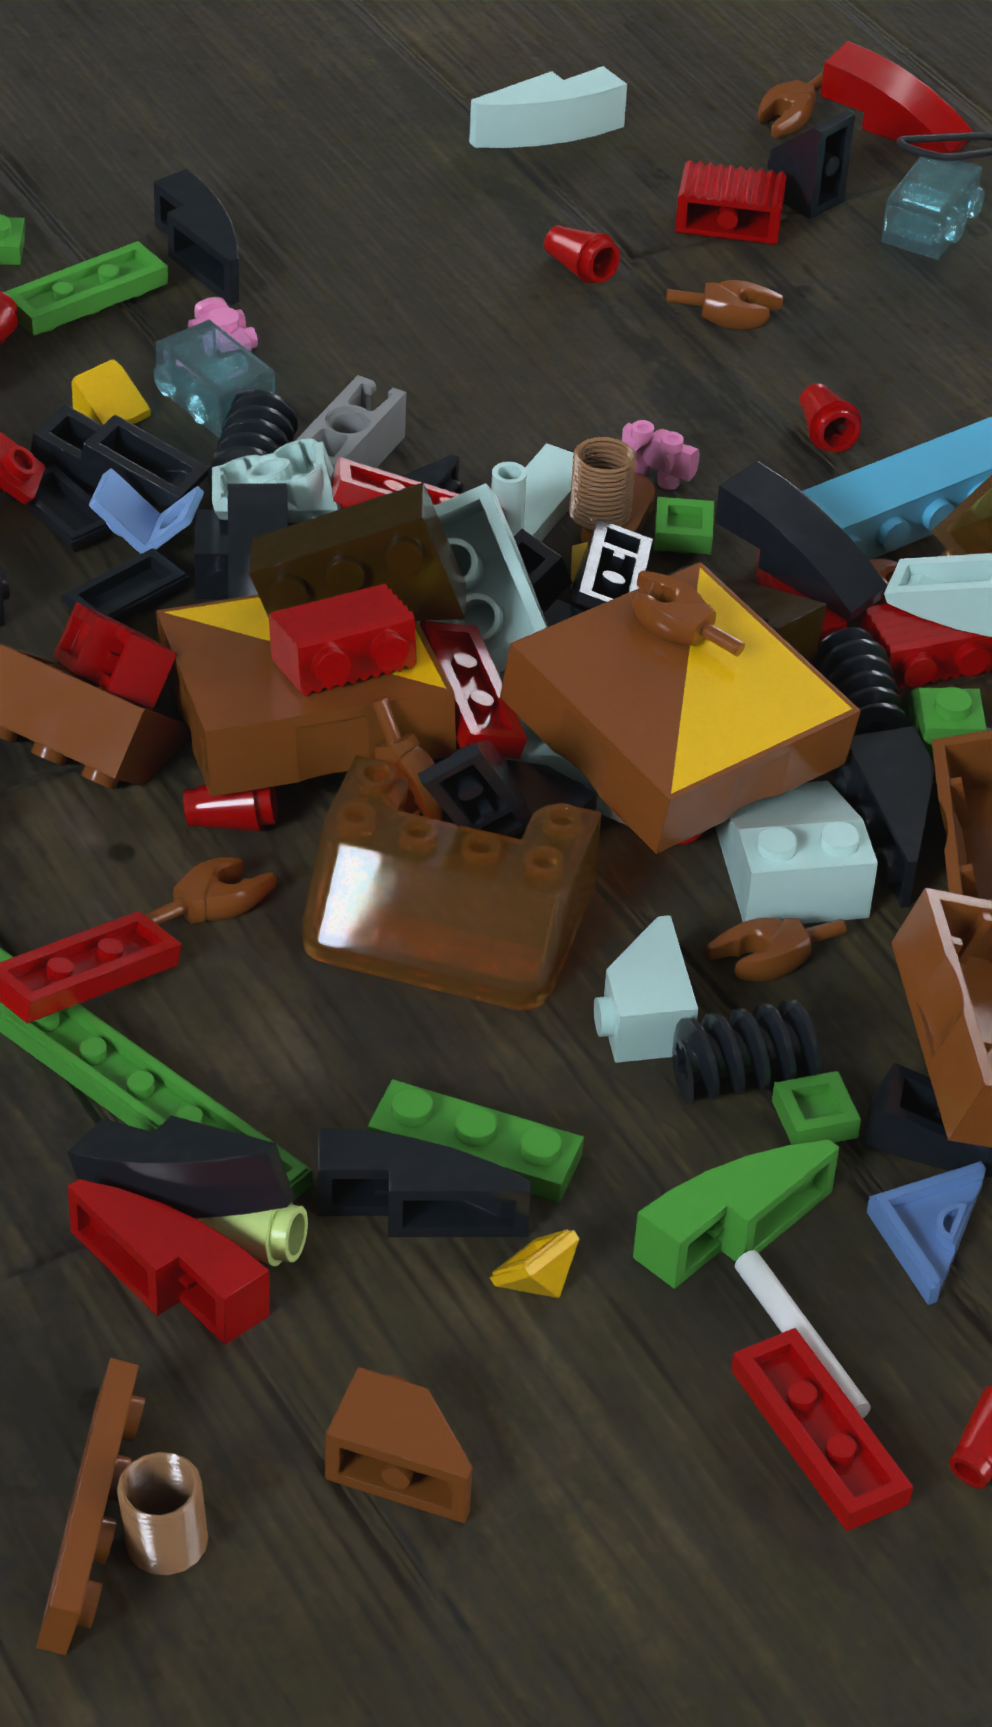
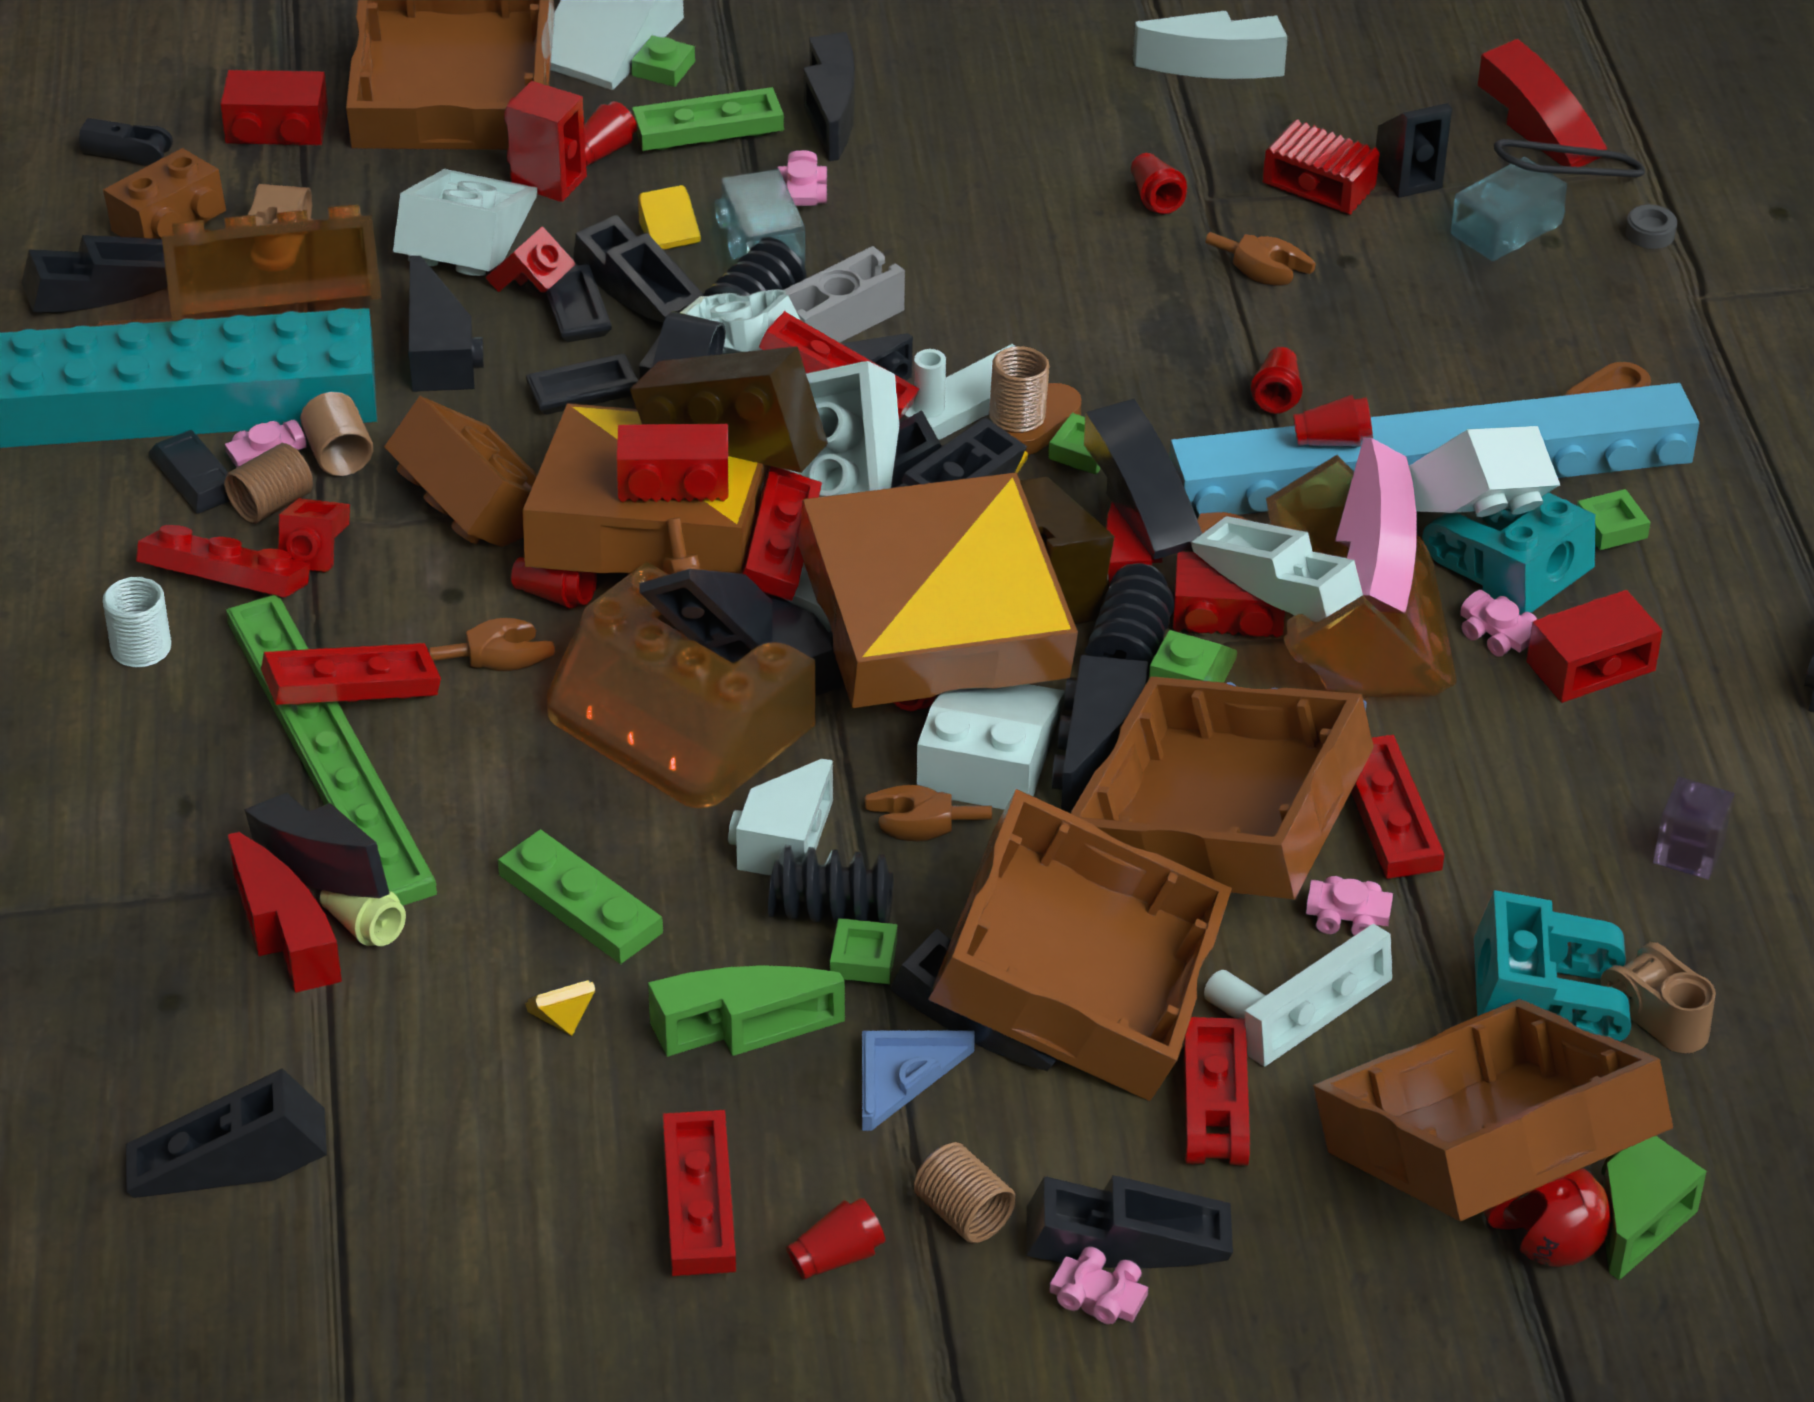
camera: 25 degrees right, 0 degrees up
(87, 1530) = (102, 1081): dark orange plate -> none
(114, 656) = (518, 433): red slope -> none
(135, 518) = (618, 319): light blue bracket -> none
(157, 1486) = (154, 1088): medium nougat piece -> none
(274, 1543) = (231, 1141): none -> black slope
(398, 1446) = (361, 1099): dark orange slope -> none
(418, 1186) = (501, 915): black slope -> none
(661, 451) = (1102, 374): bright pink piece -> none
(678, 613) = (964, 514): dark orange hand -> none
(788, 1316) = (738, 1121): white bar -> none
(792, 102) = (1443, 85): dark orange hand -> none
(943, 441) = (1335, 423): none -> red cone

